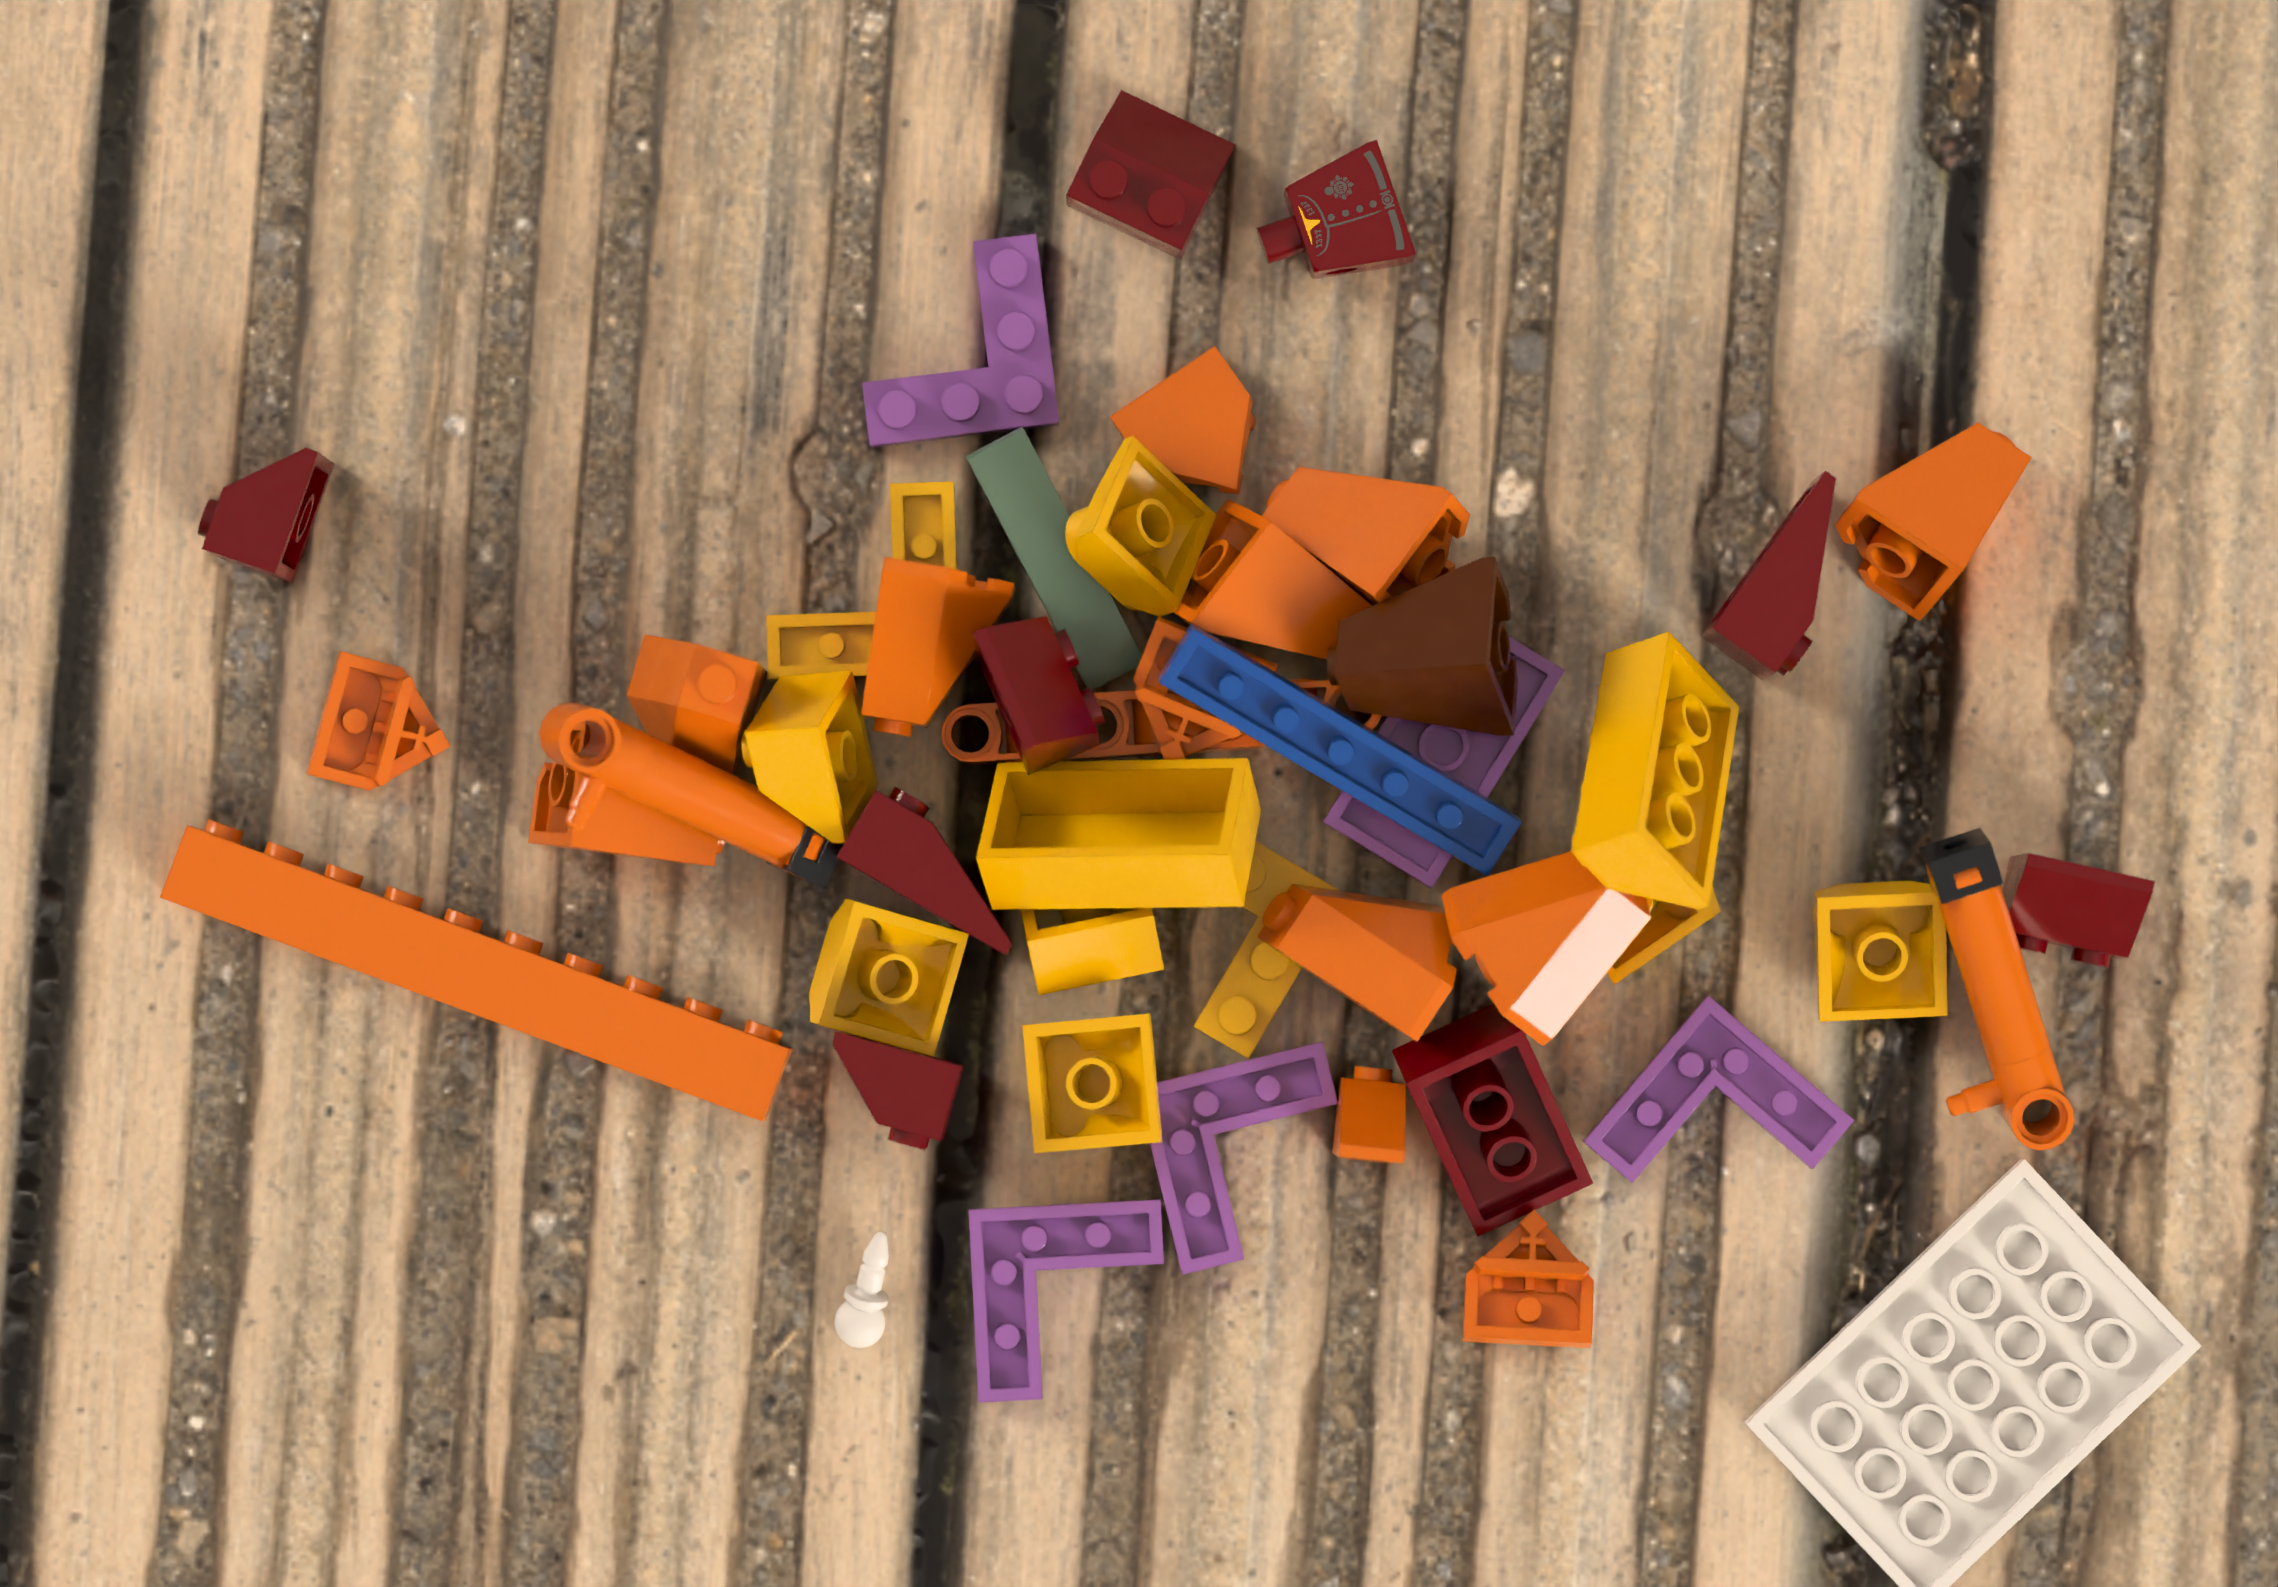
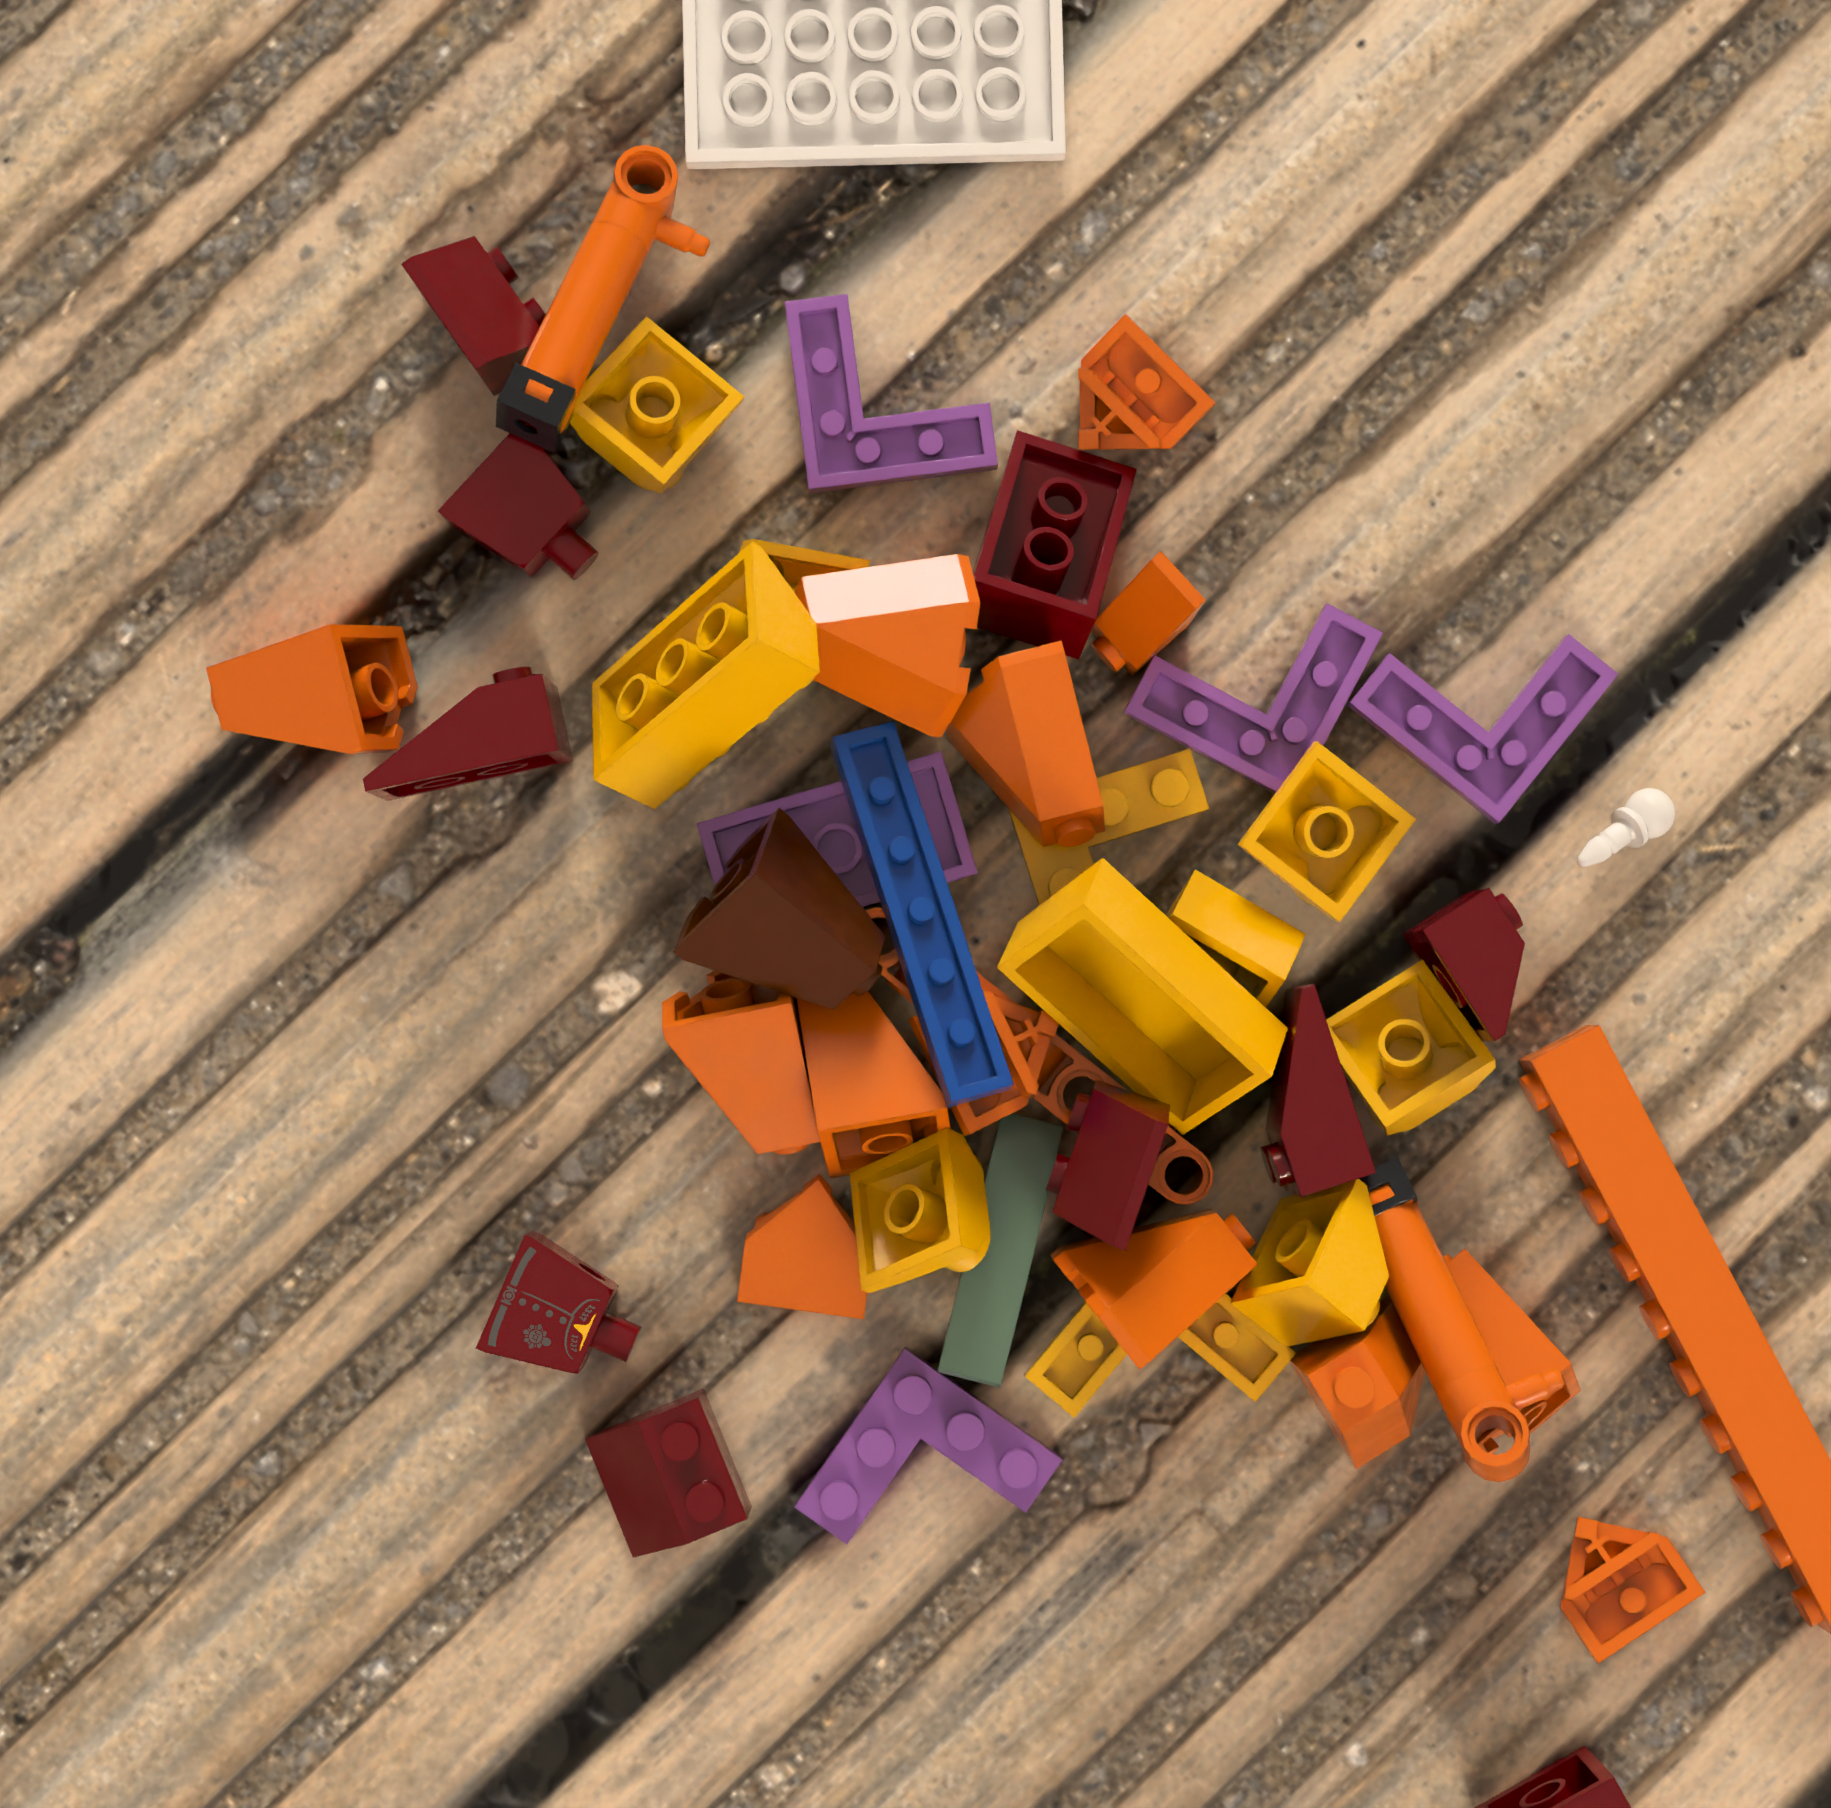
camera: 135 degrees left, 0 degrees up
(1905, 787) = (522, 510): none -> dark red torso

